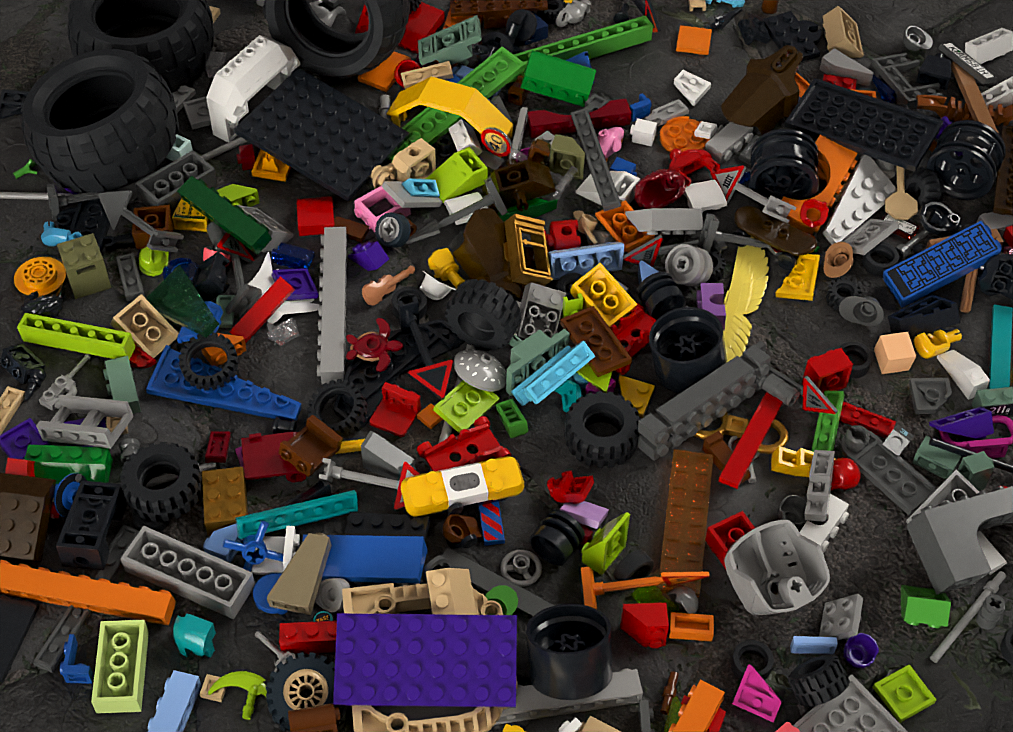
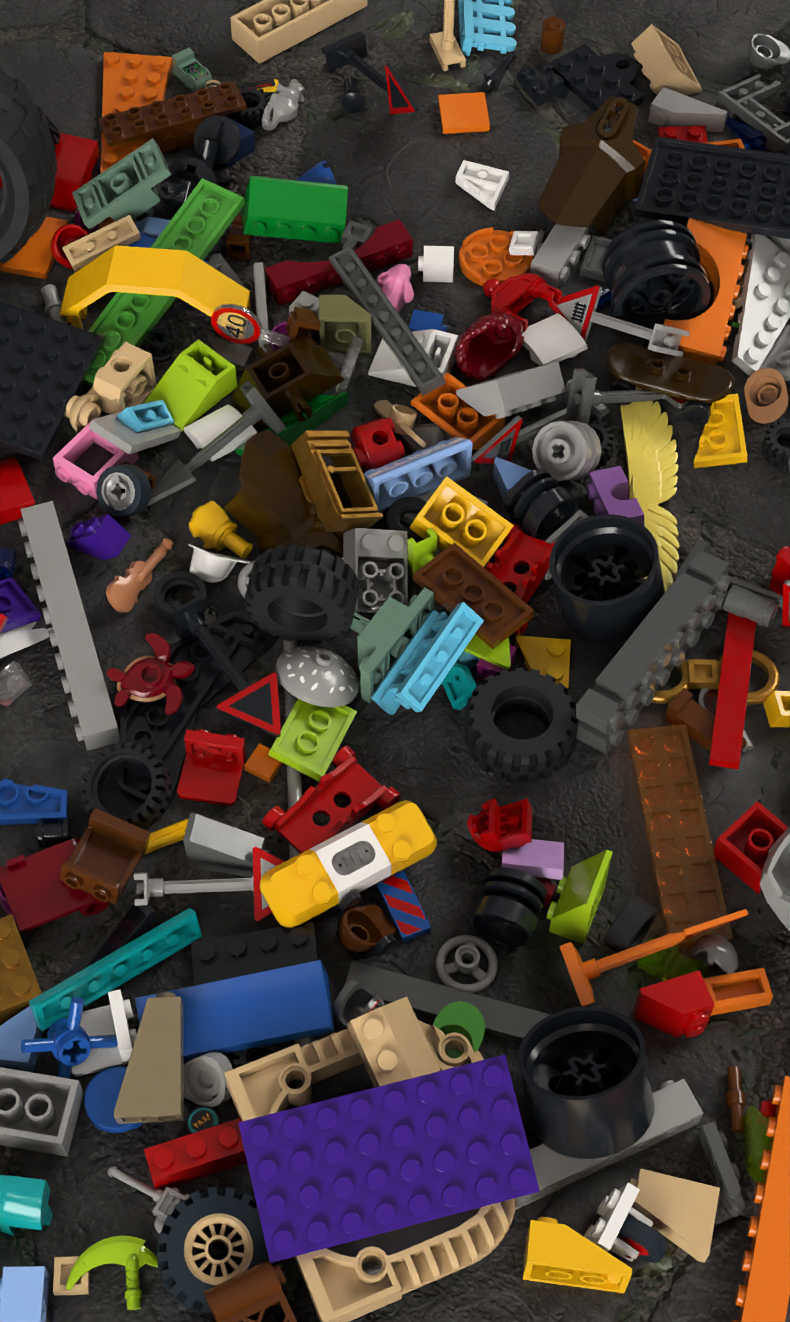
camera: 15 degrees left, 5 degrees up
(355, 230) = (66, 502): reddish brown tile -> none
(464, 137) = (185, 325): white brick -> none
(509, 417) = (393, 750): bright green slope -> none
(596, 42) = (330, 143): bright green brick -> none
(640, 109) = (423, 228): blue bracket -> none
(668, 112) = (462, 227): light grey hinge -> none
(813, 203) = (723, 323): red piece -> none

